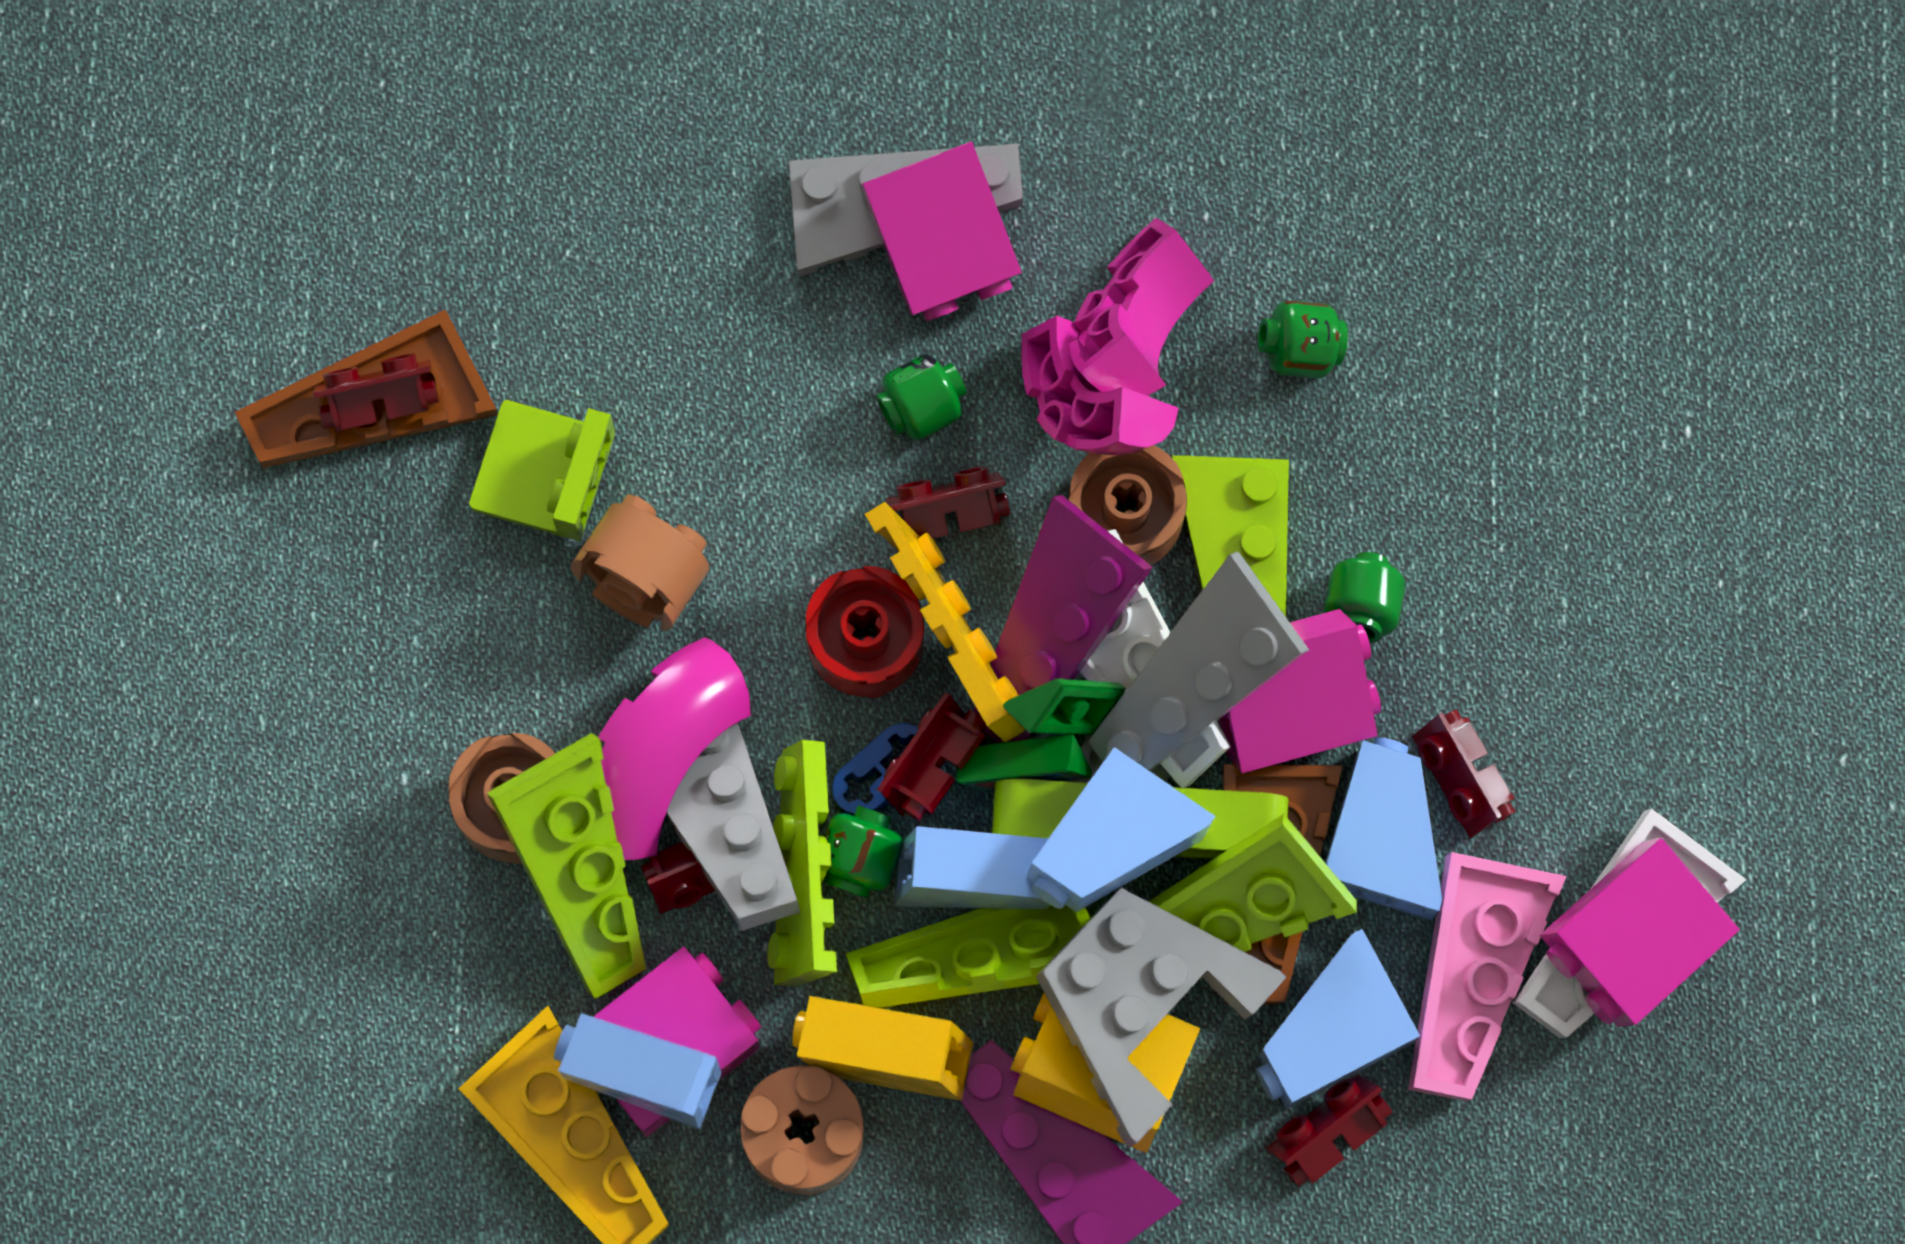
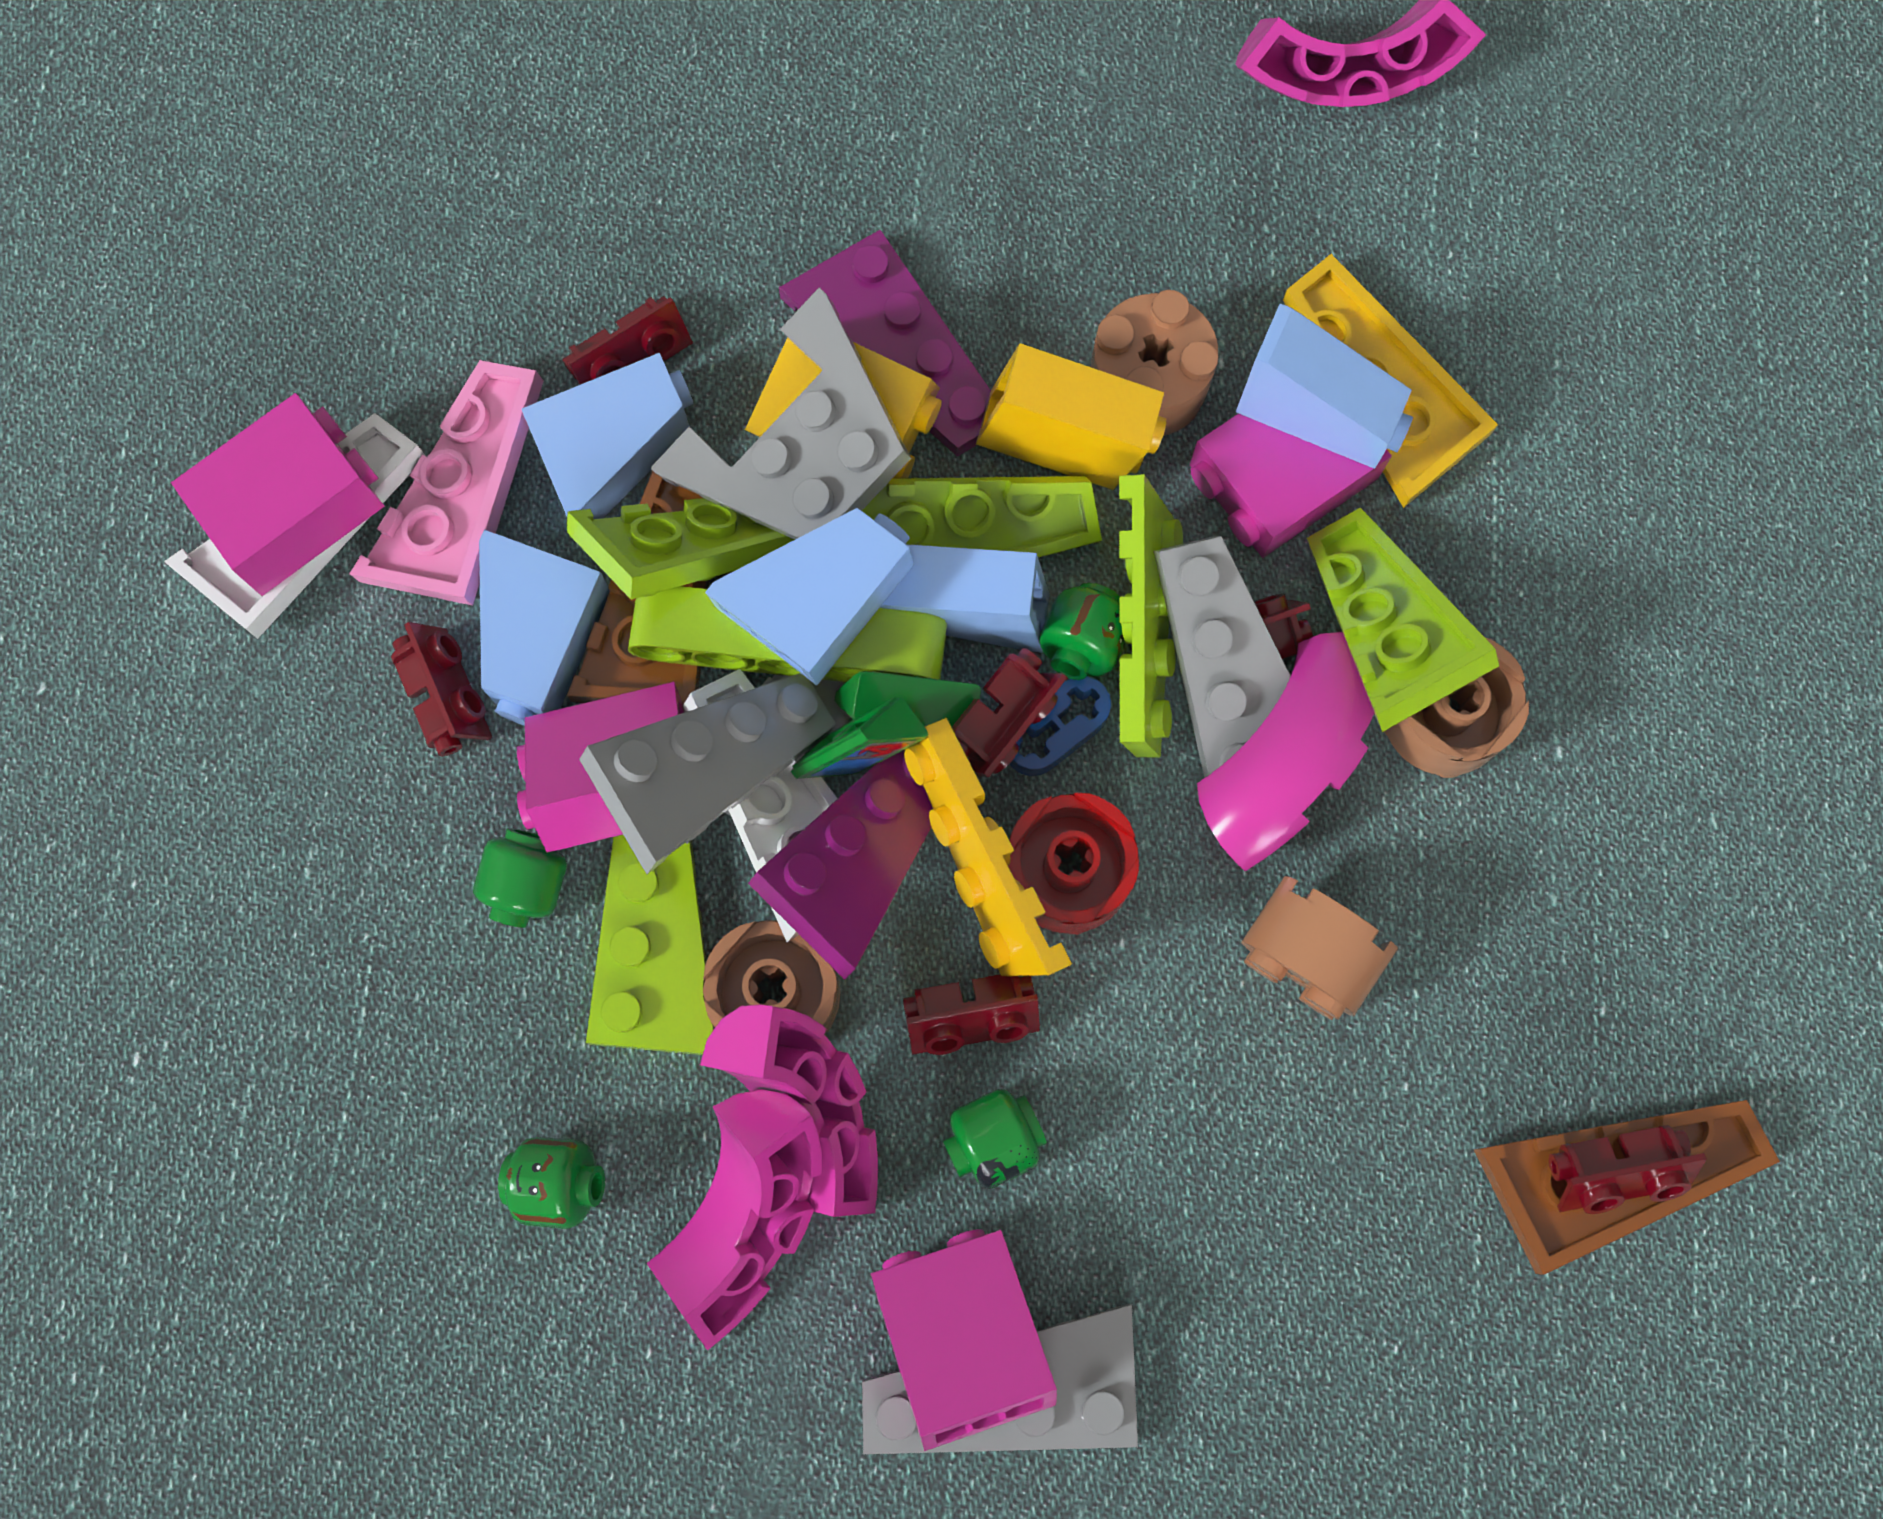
camera: 175 degrees left, 0 degrees up
(543, 468) = (1423, 1078): lime bracket -> none

